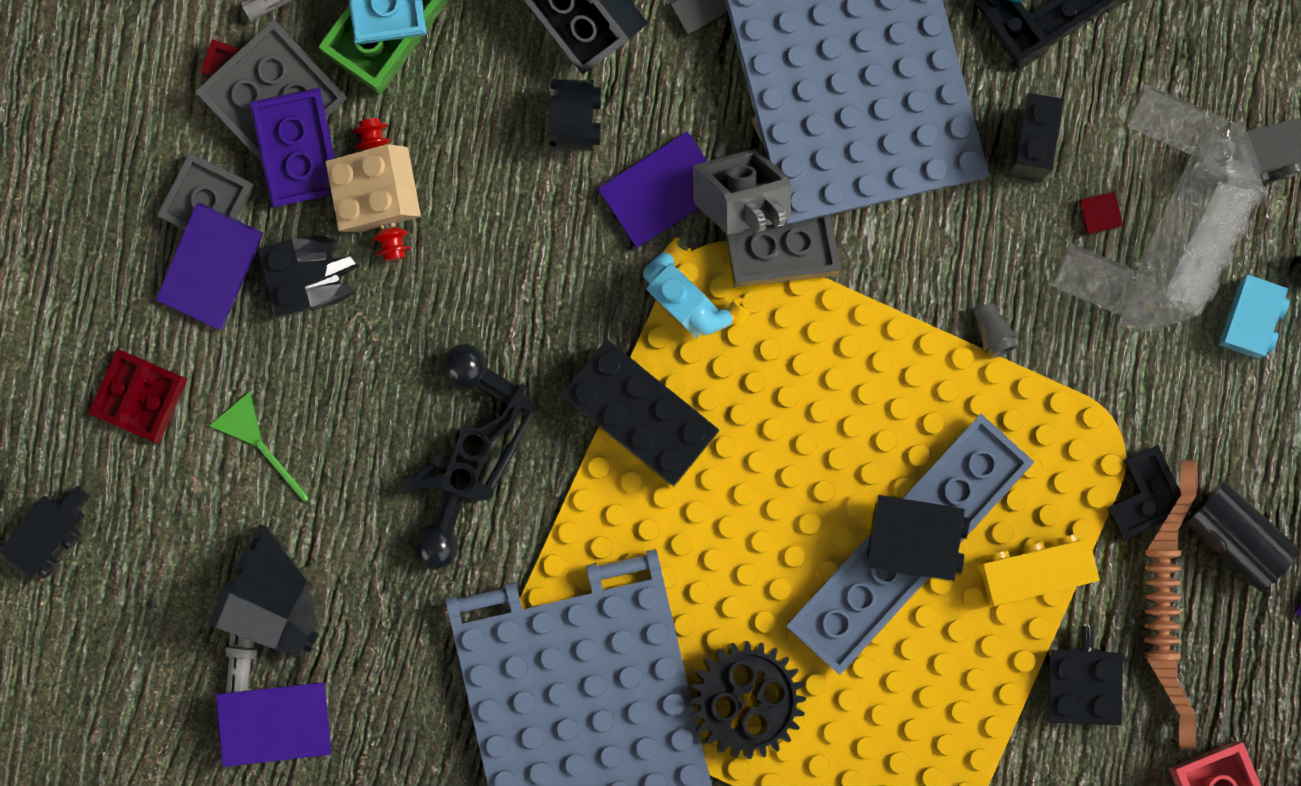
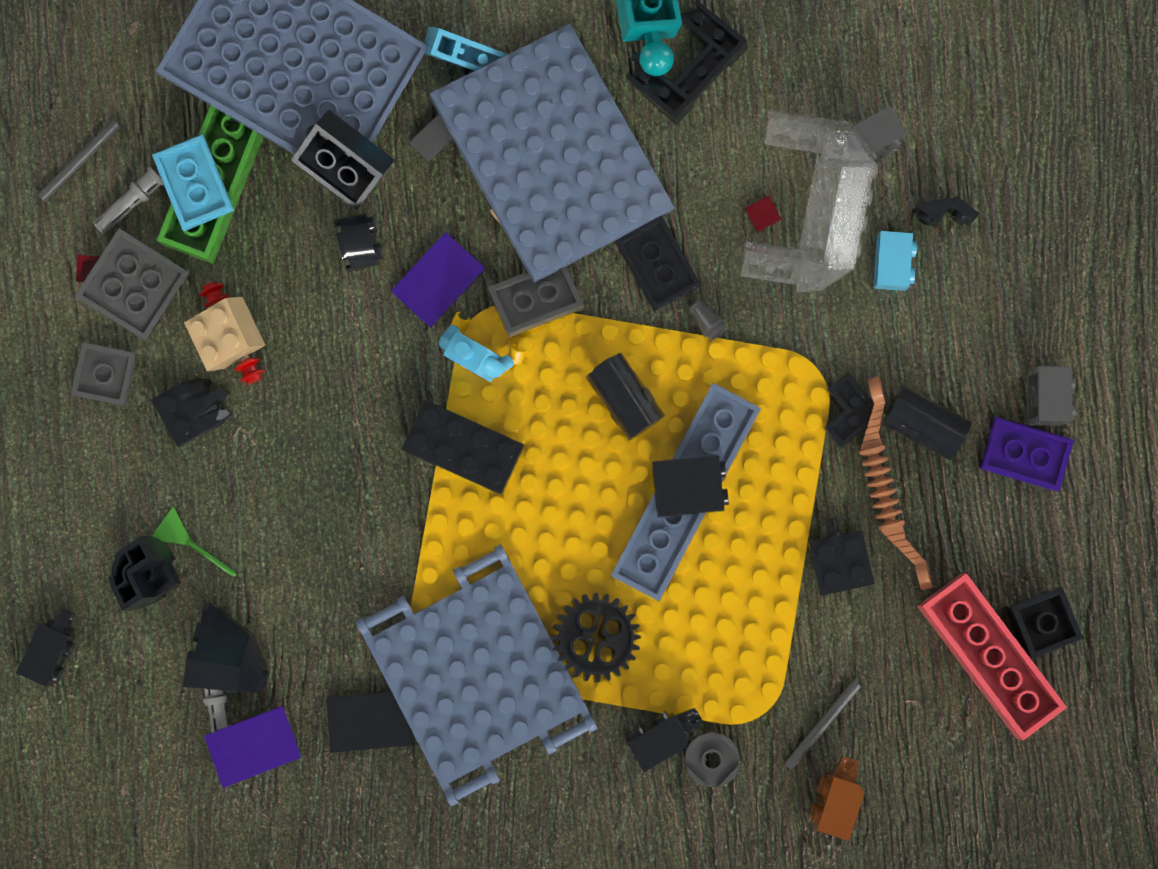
camera: 15 degrees left, 0 degrees up
(138, 396) = (91, 531): dark red slope -> none
(191, 467) = (143, 573): none -> black brick
(209, 266) = (119, 421): dark purple tile -> none
(293, 145) = (158, 317): dark purple tile -> none
(426, 732) = (366, 722): none -> black tile
(465, 368) = (326, 448): black piece -> none
(742, 192) = (496, 266): dark grey hinge -> none
(863, 401) = (625, 396): none -> black piece
(949, 242) = (657, 263): none -> black tile
(1035, 137) = (700, 170): black brick -> none
(1039, 570) = (785, 486): yellow brick -> none

